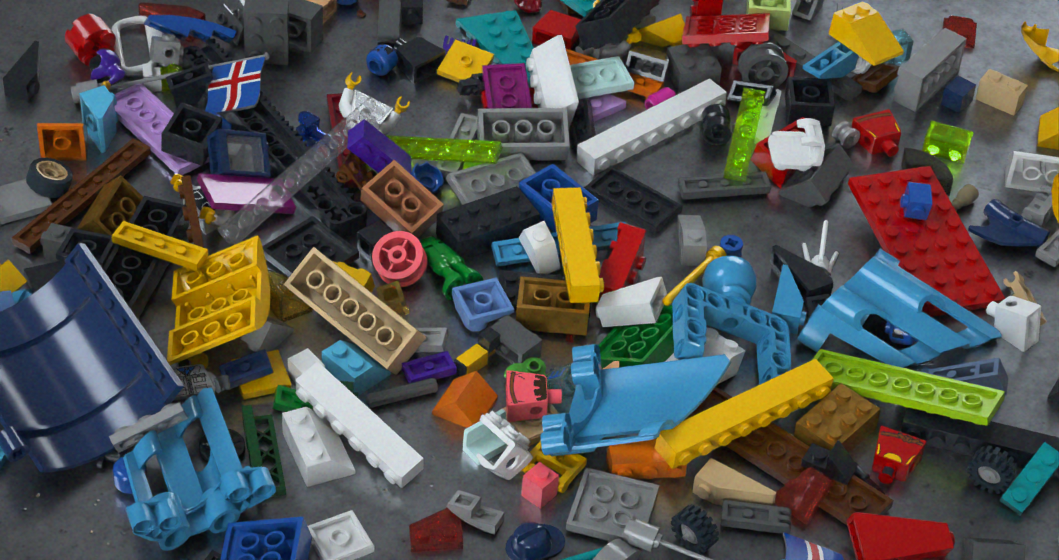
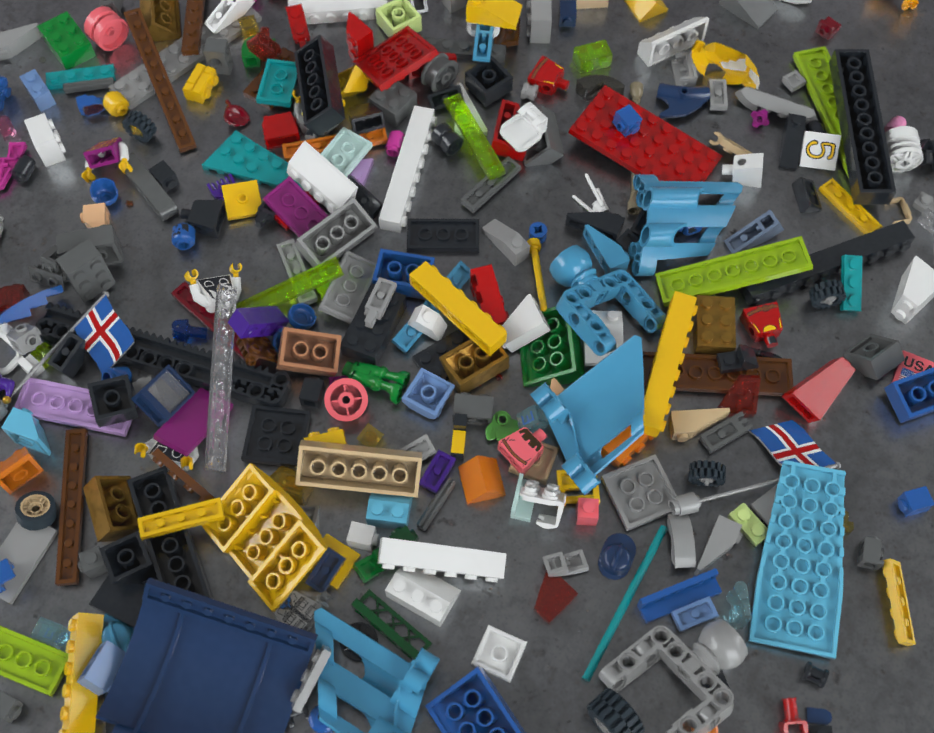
camera: 35 degrees left, 20 degrees up
(505, 197) = (379, 301): none -> light grey hinge

